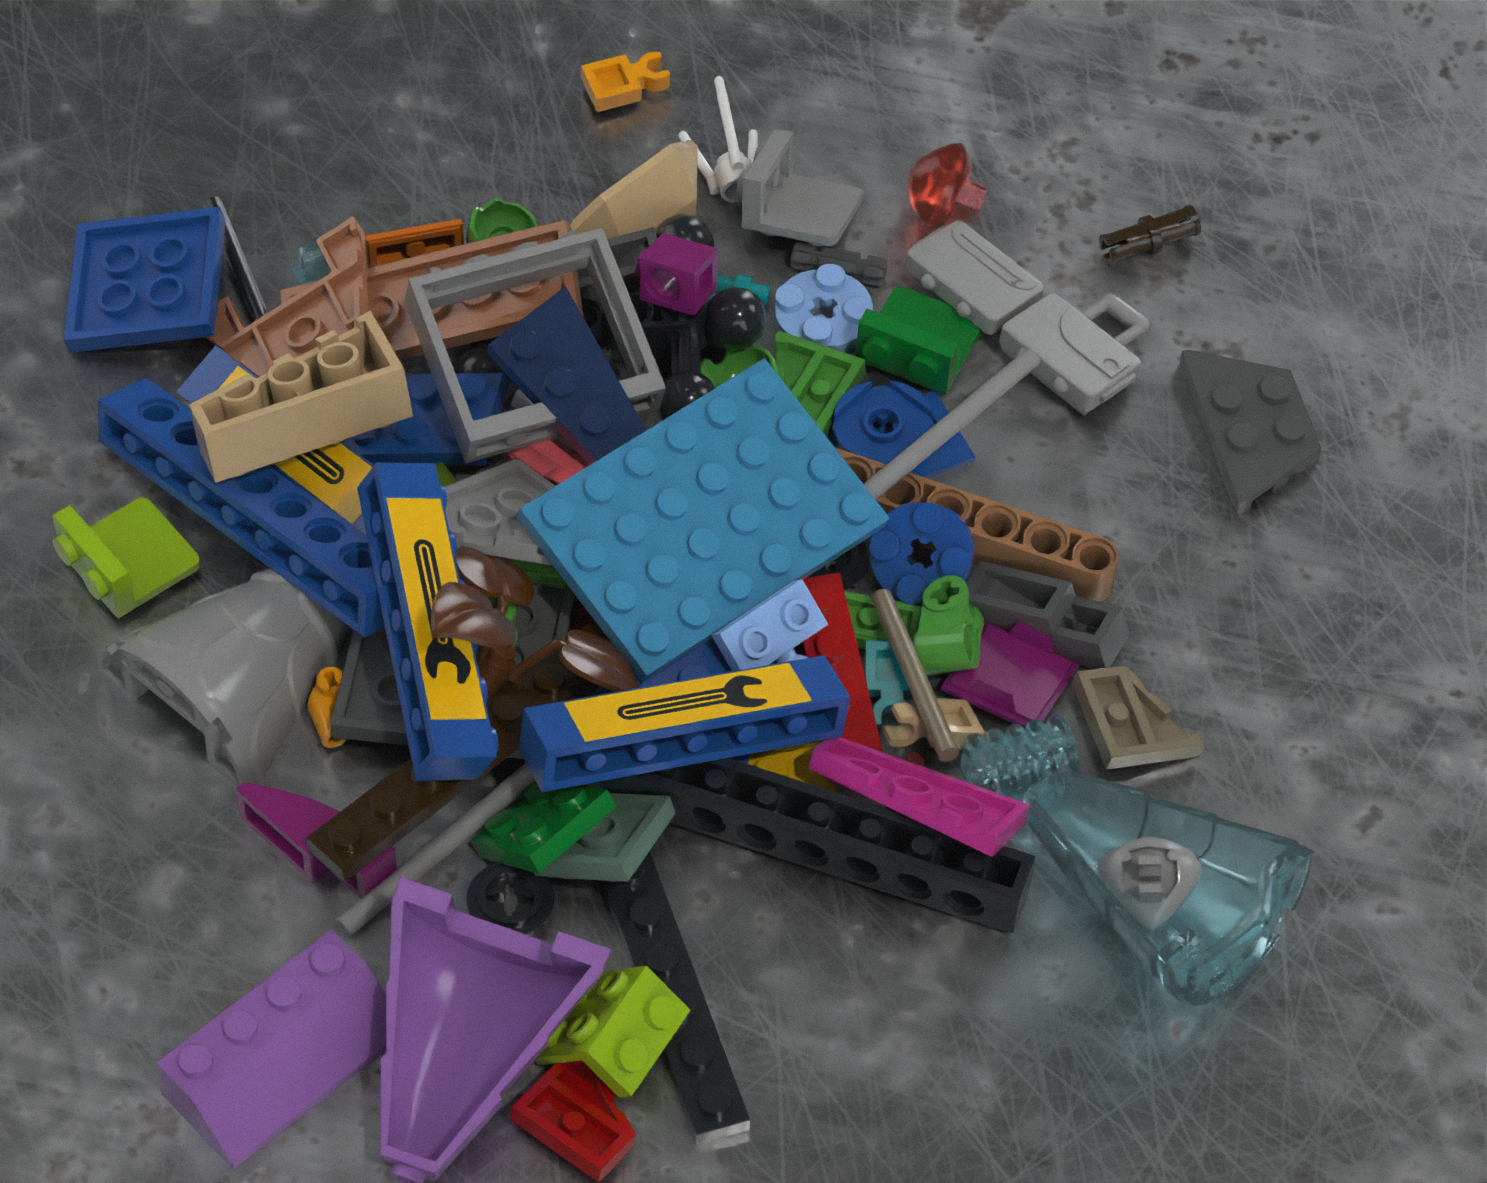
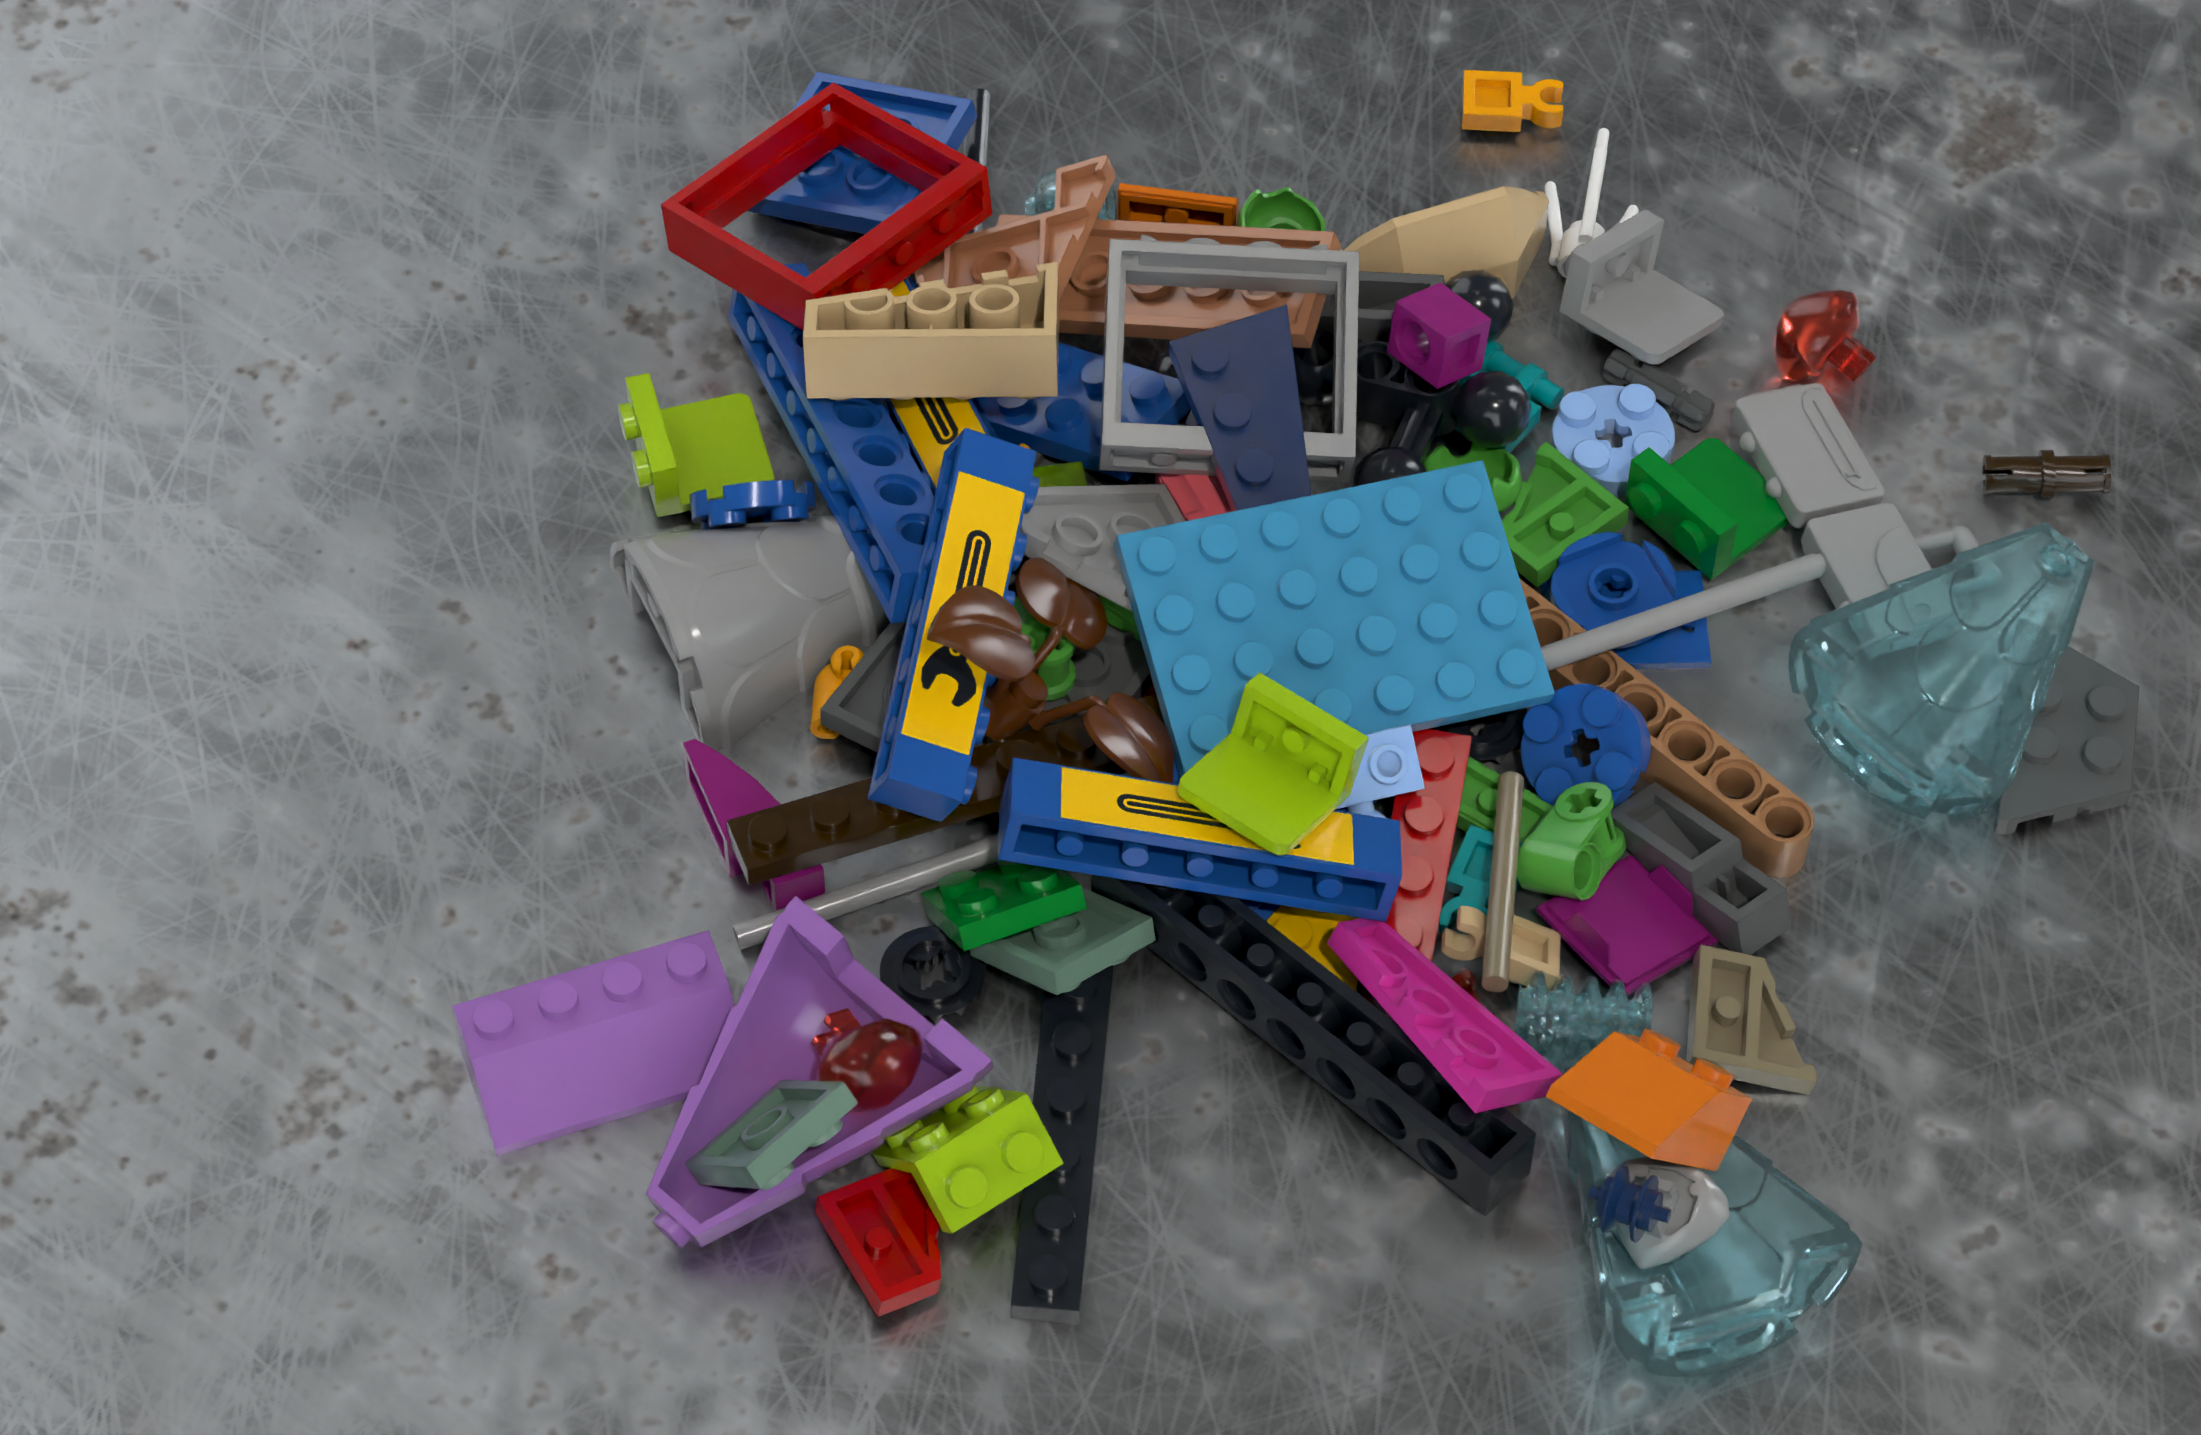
camera: 25 degrees right, 0 degrees up
(209, 577) = (753, 502): none -> blue plate
(244, 274) = (948, 208): none -> red window
(460, 1070) = (771, 1133): none -> sand green plate
(506, 990) = (871, 1059): none -> clear red piece
(725, 645) = (1276, 768): none -> lime bracket
(1114, 797) = (1655, 1099): none -> orange slope
(1140, 883) = (1629, 1204): none -> dark blue wheel
(1161, 409) = (1943, 672): none -> clear light blue cone

